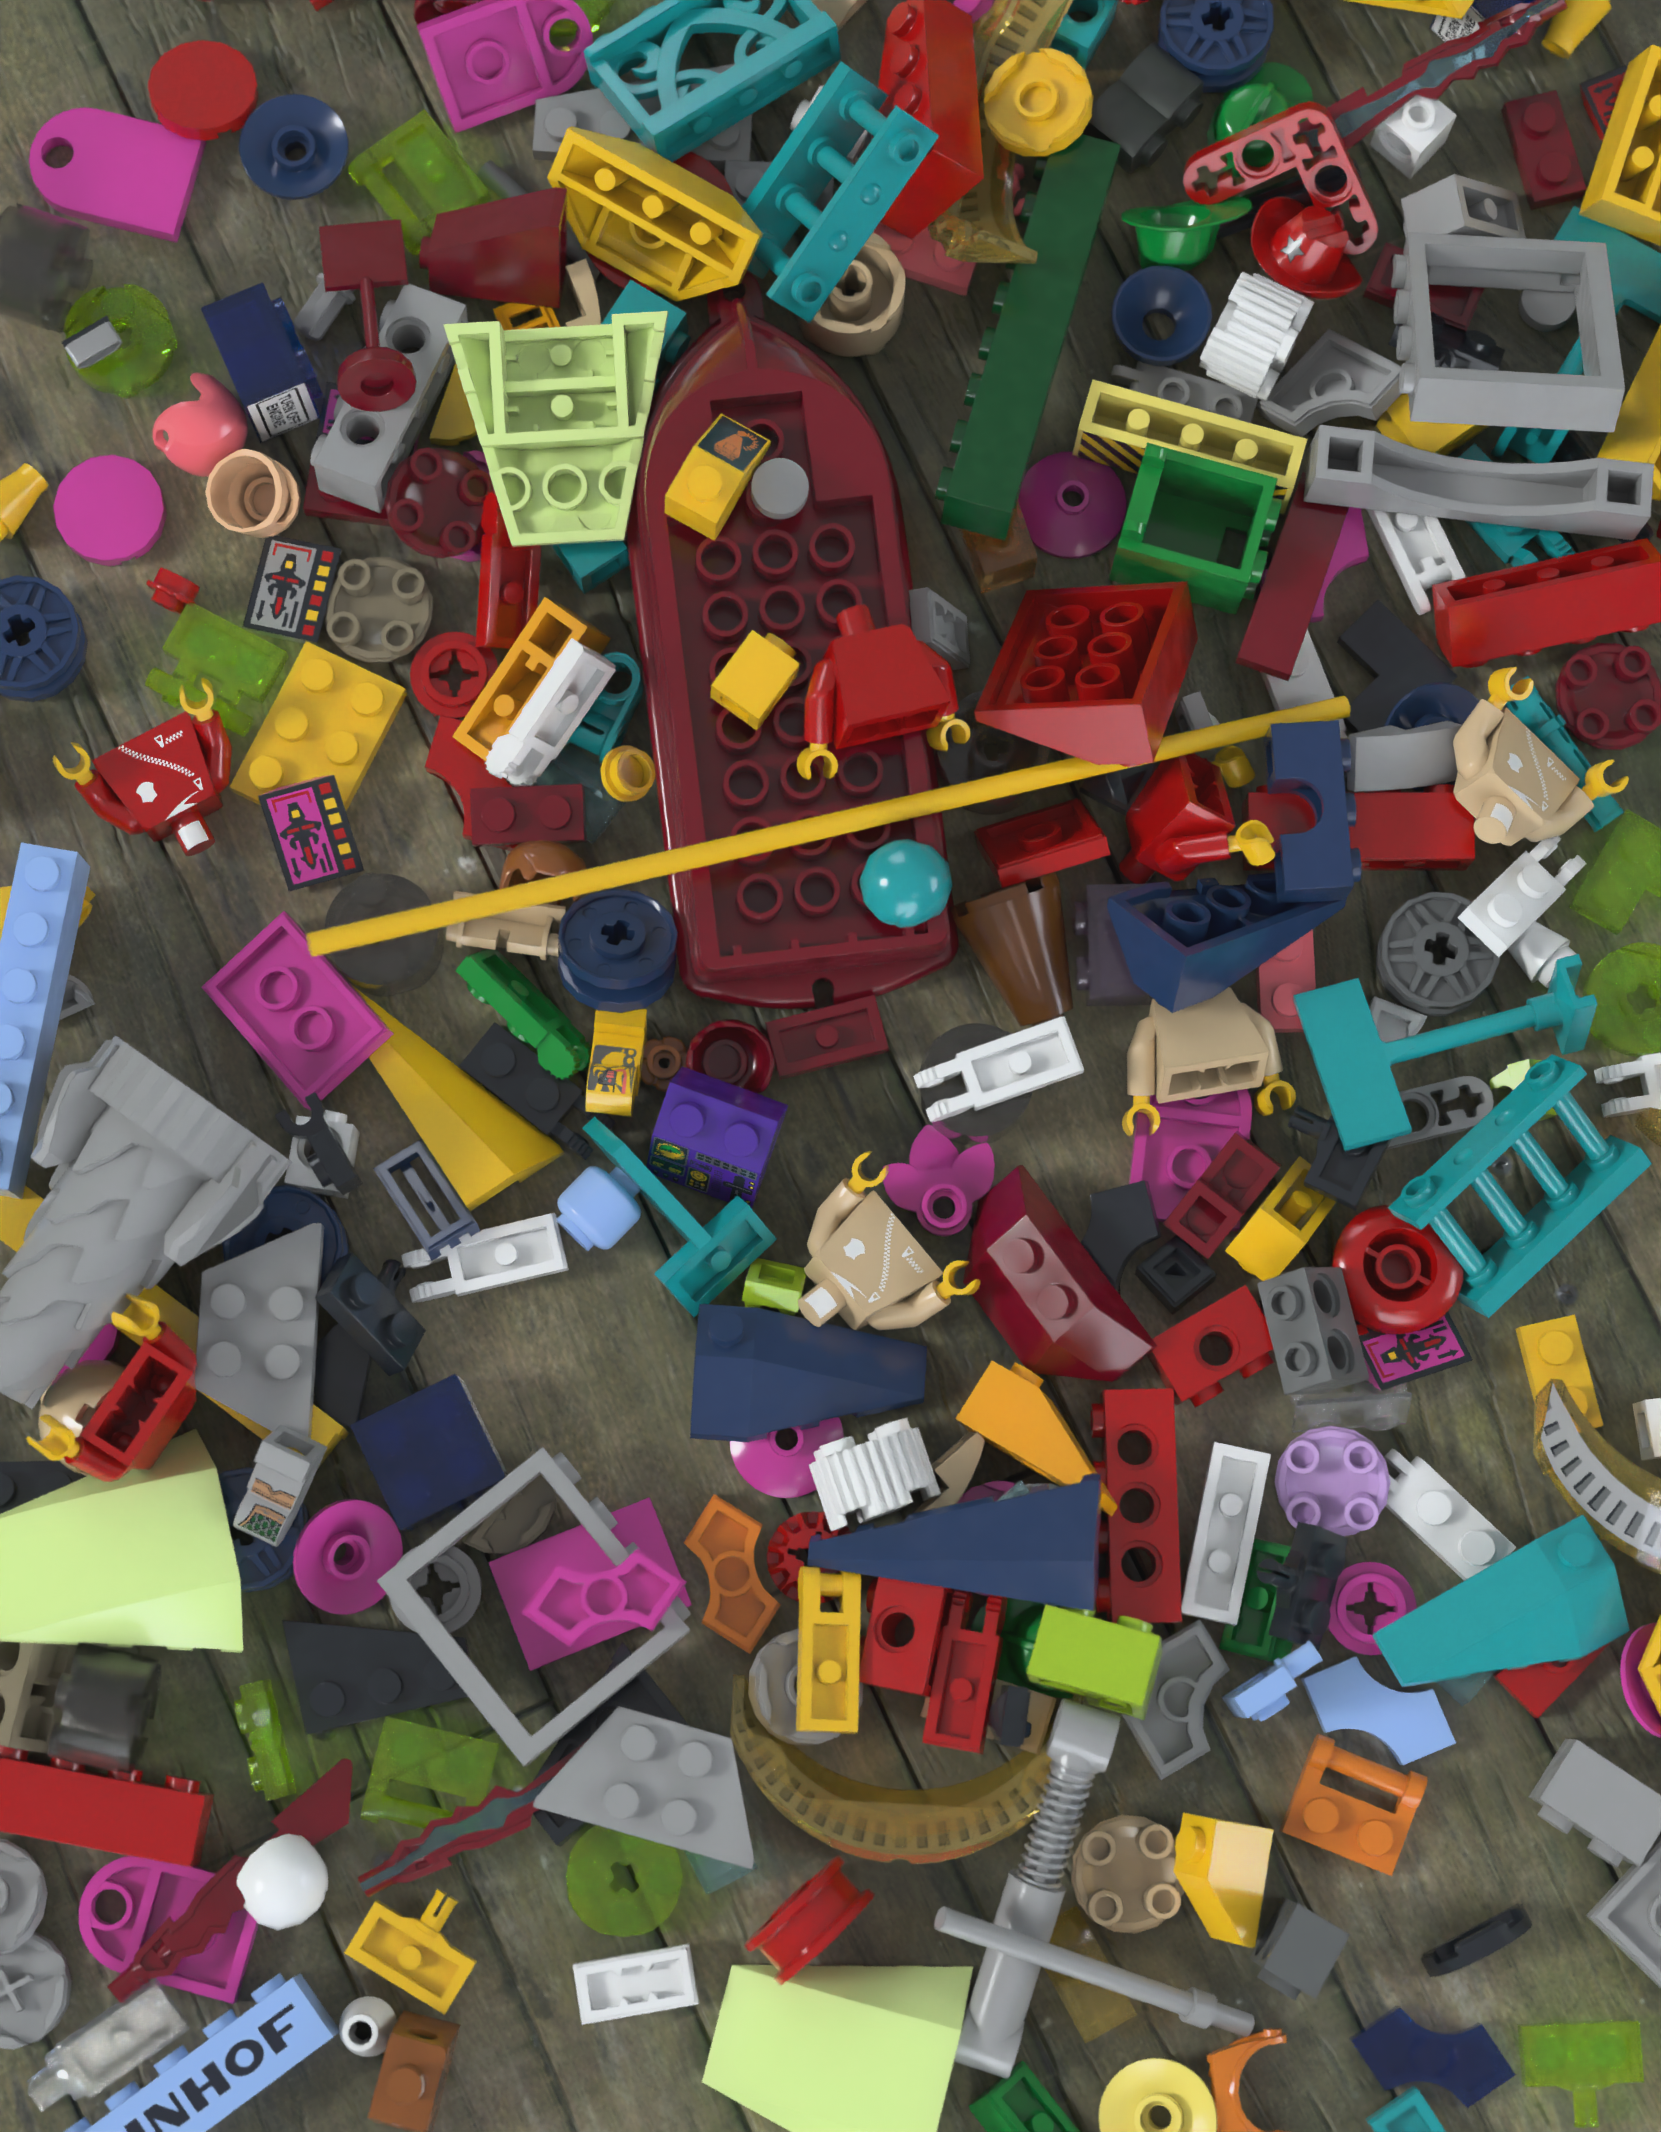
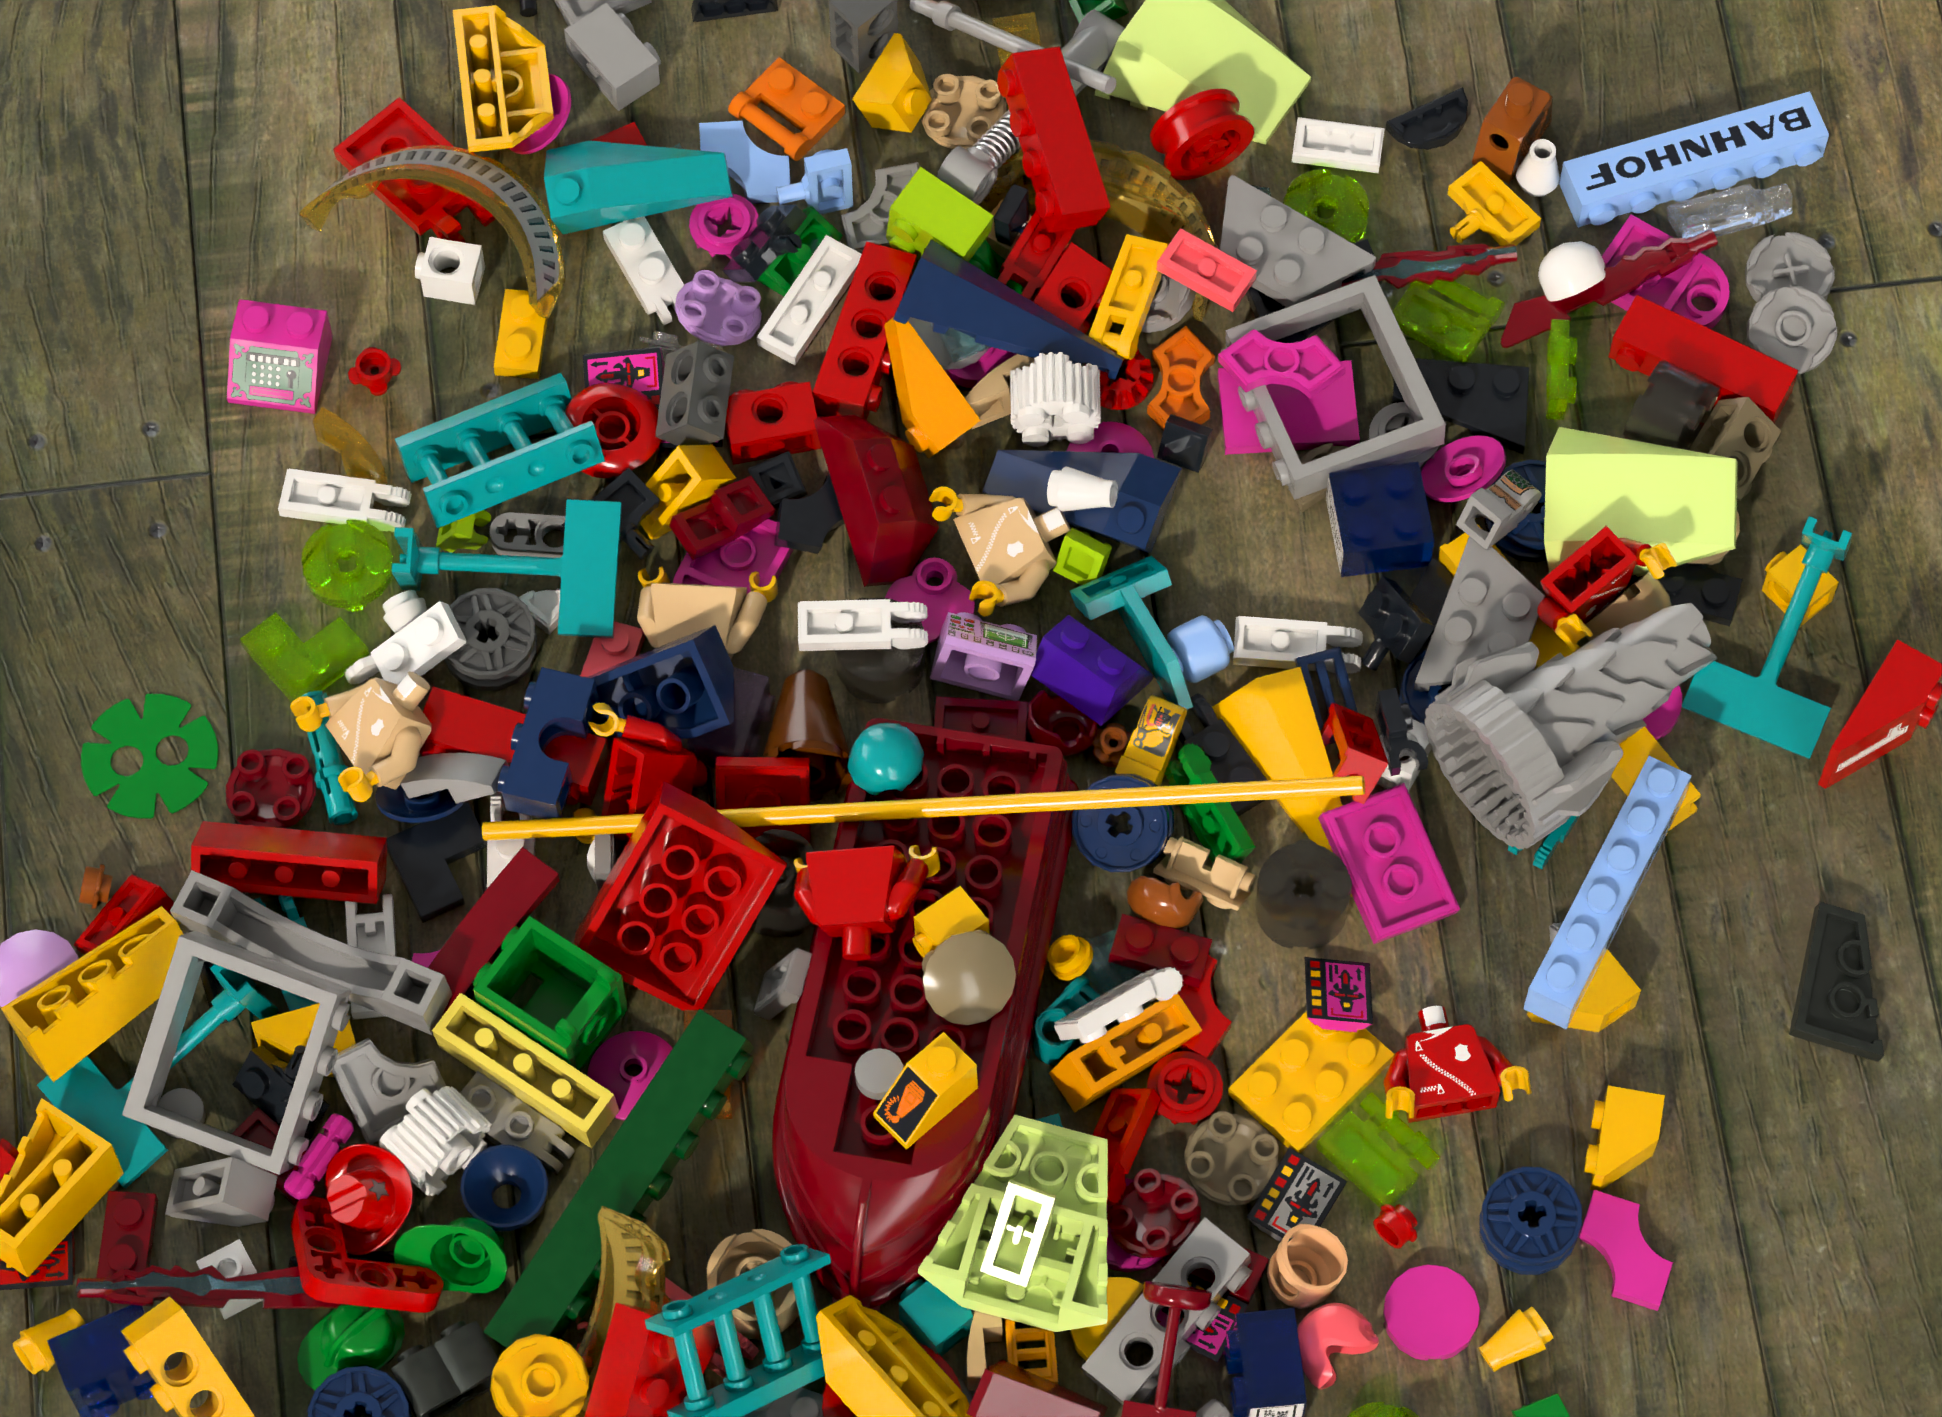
camera: 160 degrees left, 15 degrees down
(367, 1117) = (1358, 747): none -> red hinge
(524, 2064) = (1431, 123): none -> black tile
(570, 385) = (1019, 1233): none -> slope
(699, 1483) = (1184, 443): none -> black tile
(714, 618) = (968, 977): none -> dark tan dish
(738, 1703) = (1206, 270): none -> coral plate
(801, 1341) = (1079, 490): none -> white cone
(846, 1112) = (984, 656): none -> lavender slope
(991, 1821) = (1053, 139): none -> red brick
(1375, 286) = (317, 1157): none -> dark pink axle

